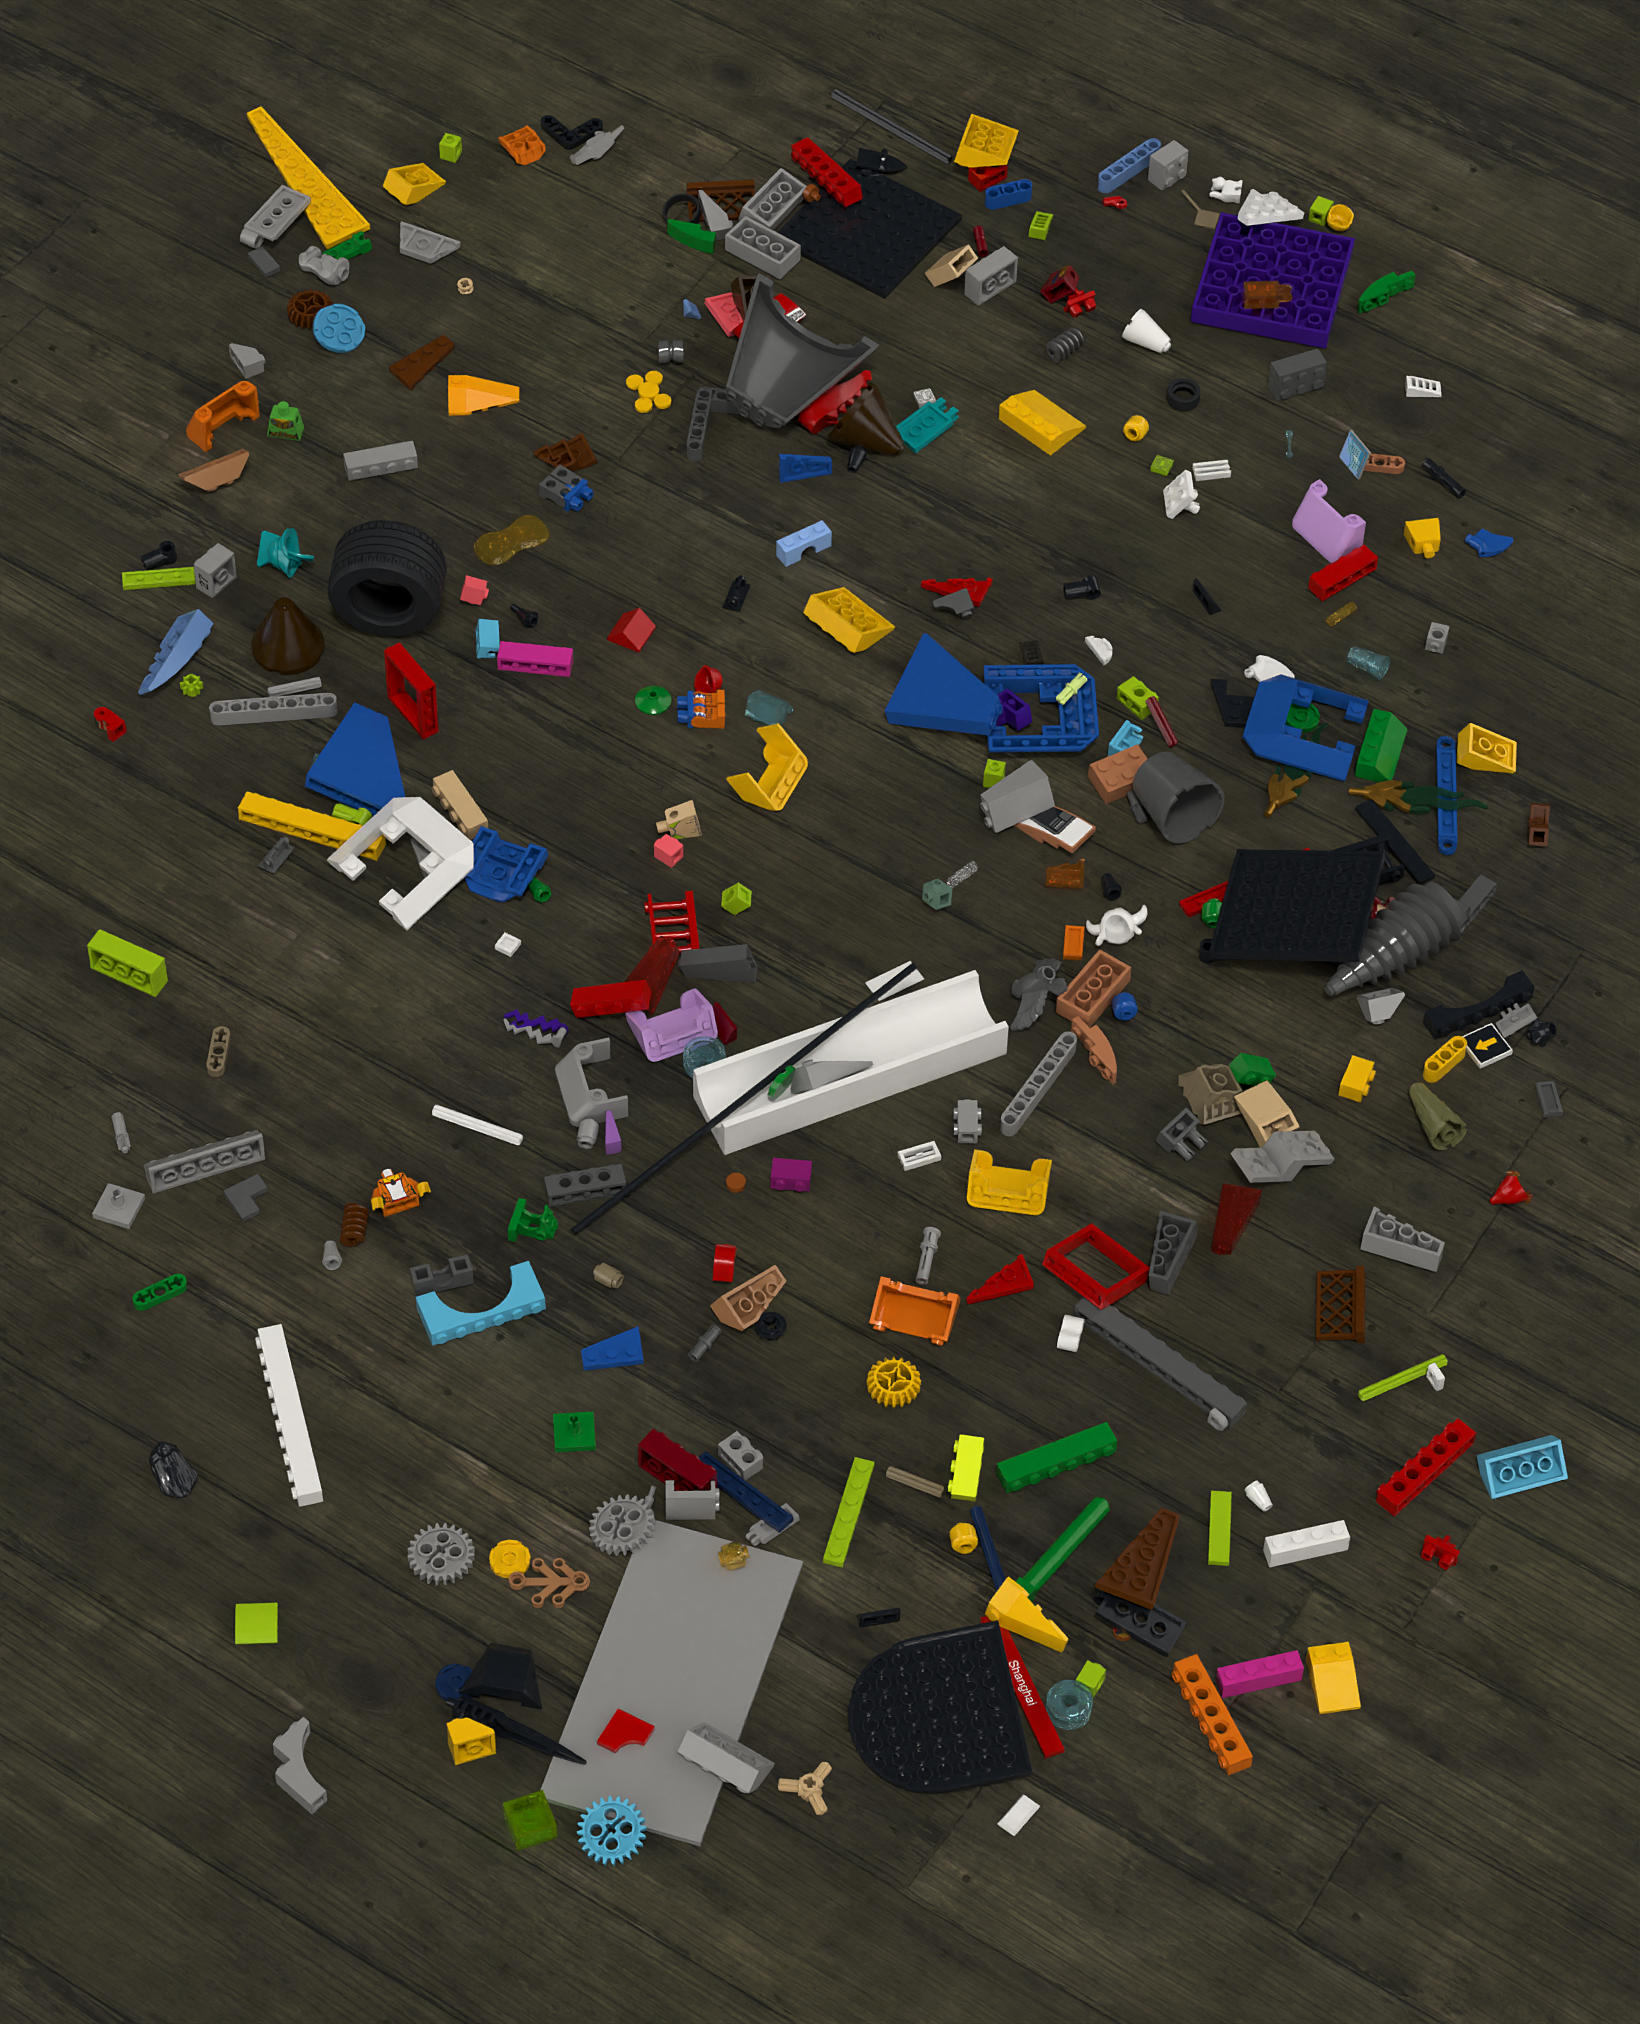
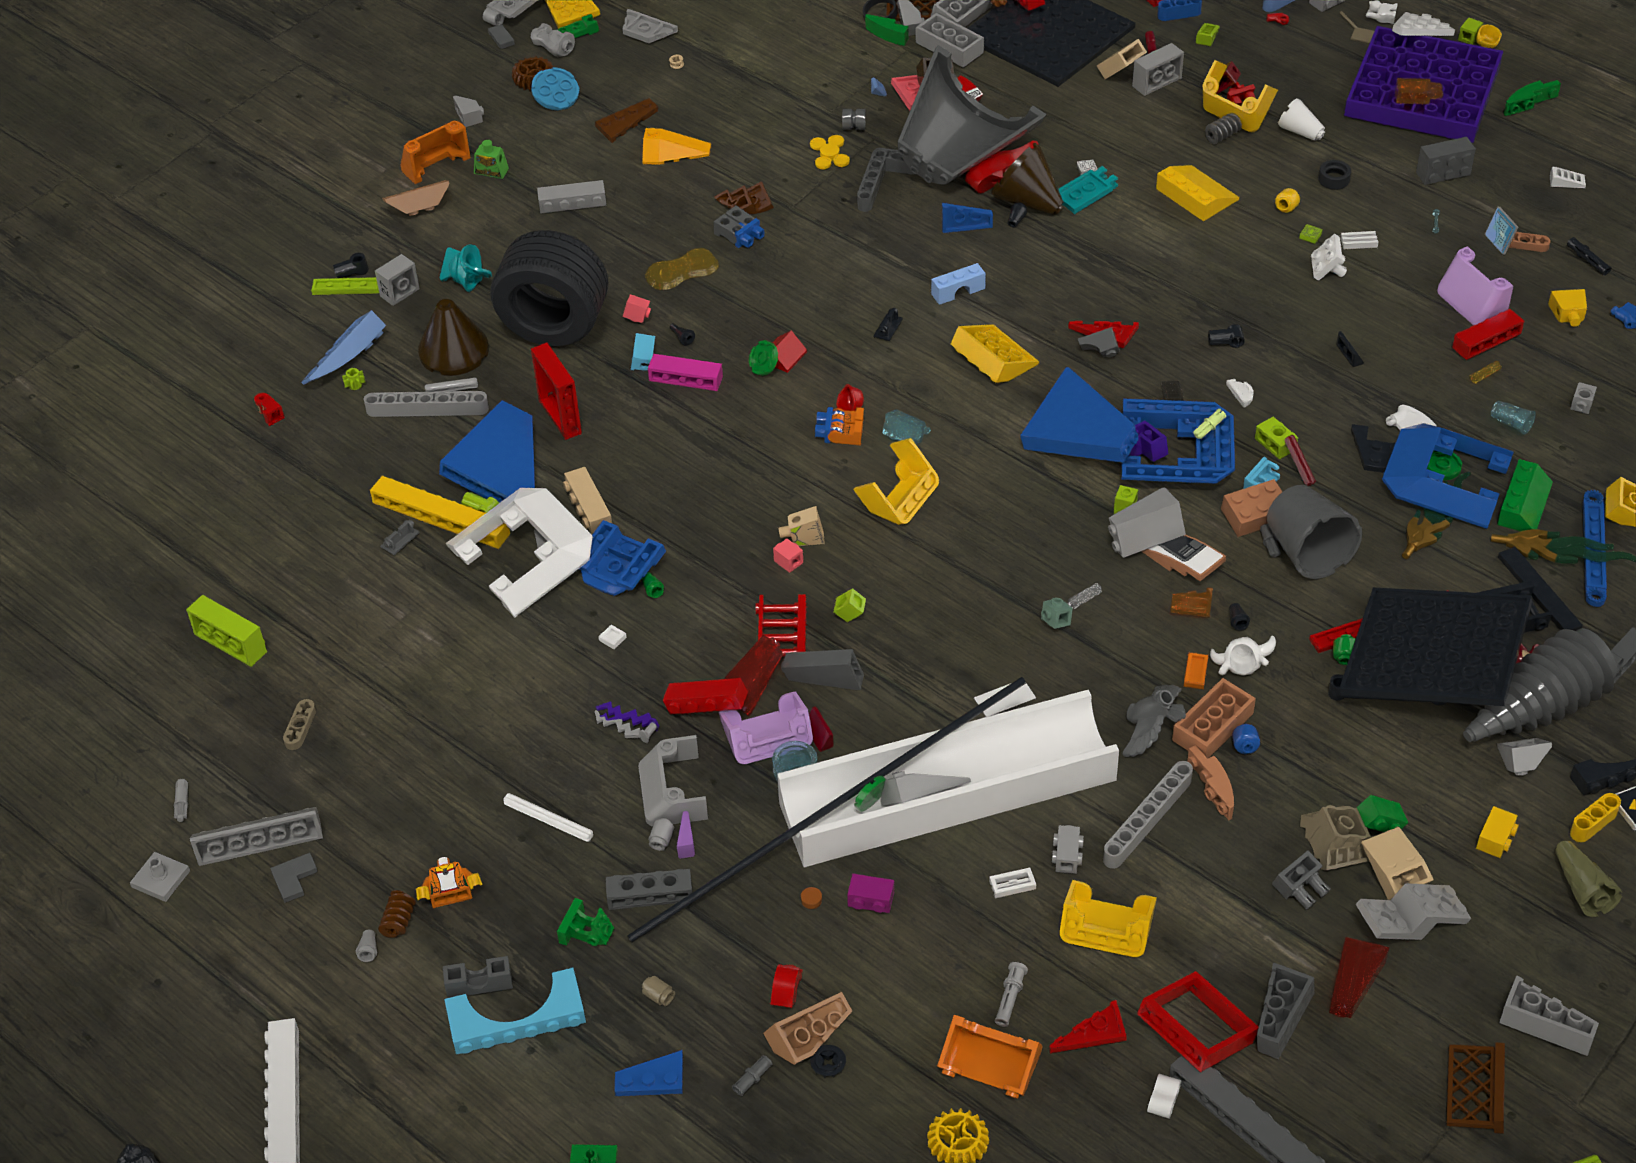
camera: 10 degrees right, 5 degrees down
(163, 1284) = (166, 983): green beam -> none
(614, 639) = (763, 358): none -> green tile
(653, 700) = (794, 416): green dish -> none
(1093, 325) = (1252, 110): none -> yellow windscreen

